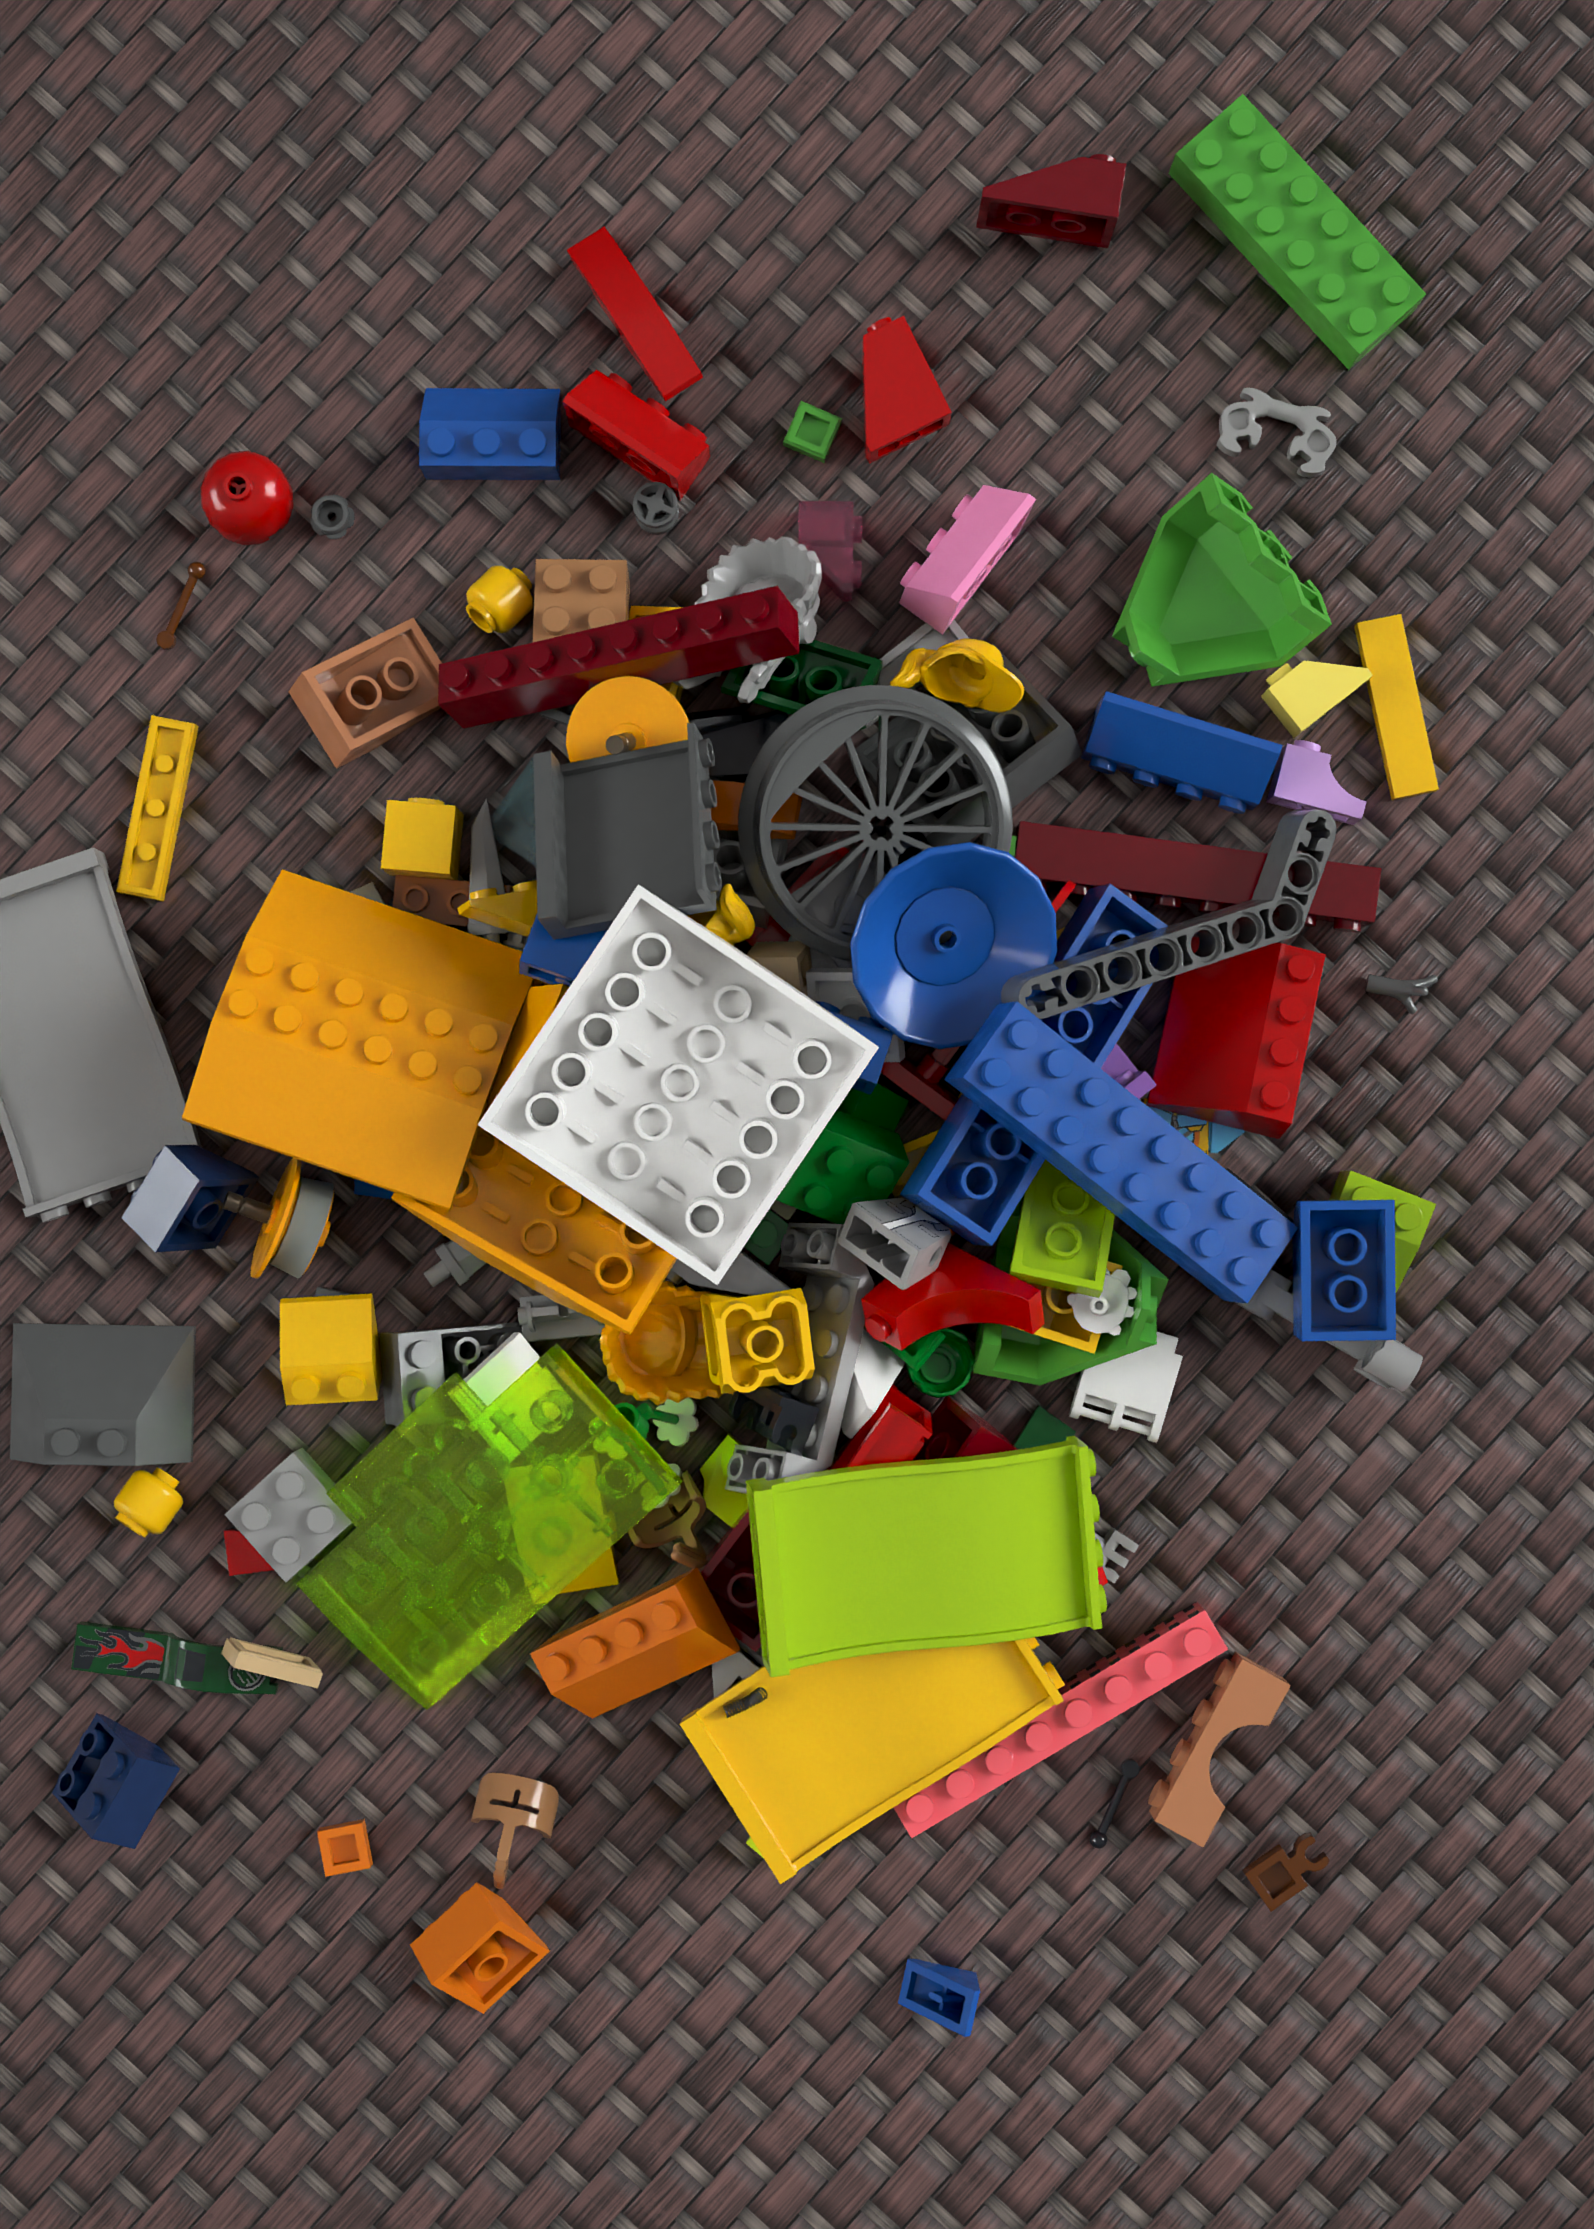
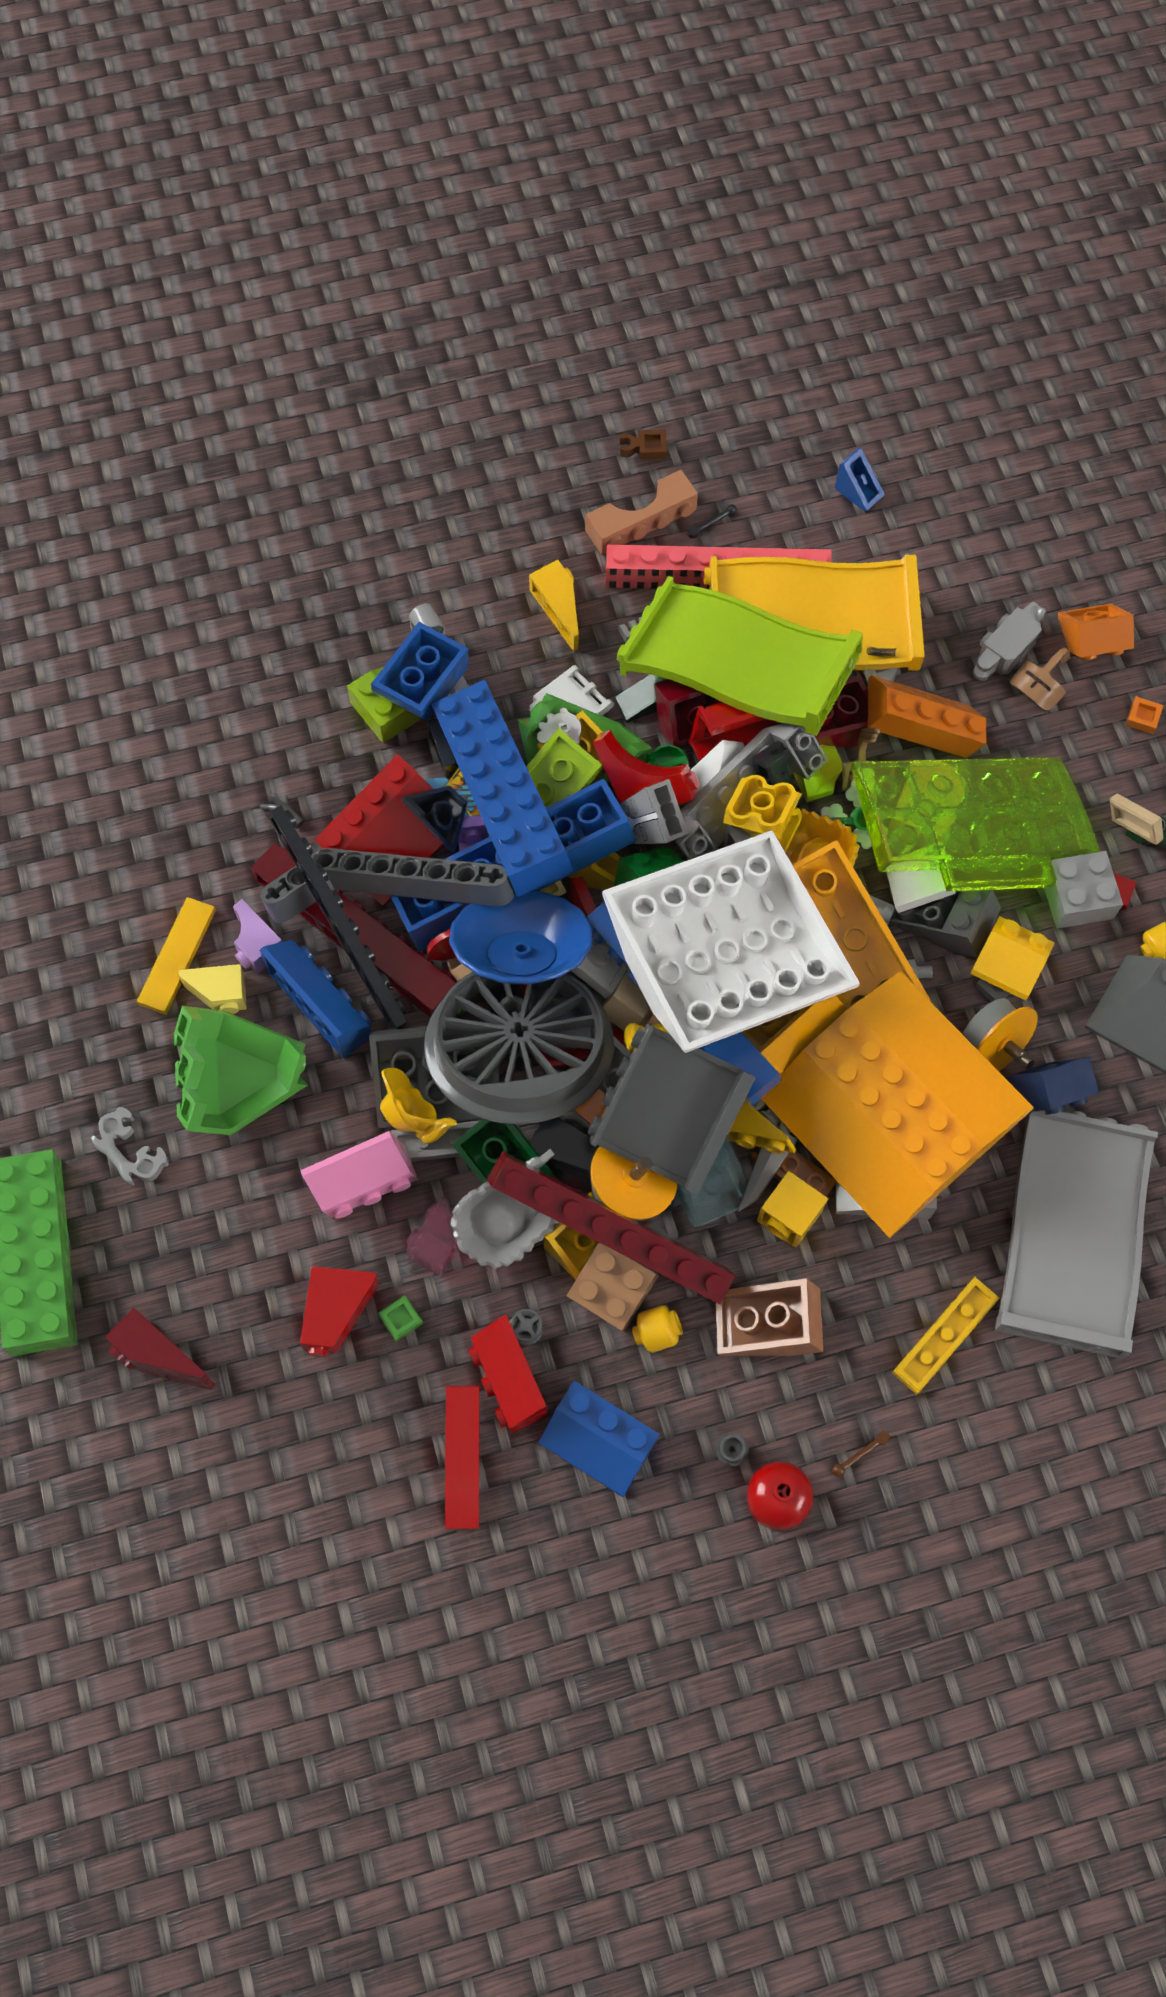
camera: 150 degrees left, 20 degrees down
(586, 1853) = (1009, 642): none -> light grey hinge
(1179, 1069) = (440, 812): none -> black slope
(1229, 855) = (331, 906): none -> black plate
(1249, 1536) = (555, 593): none -> yellow slope

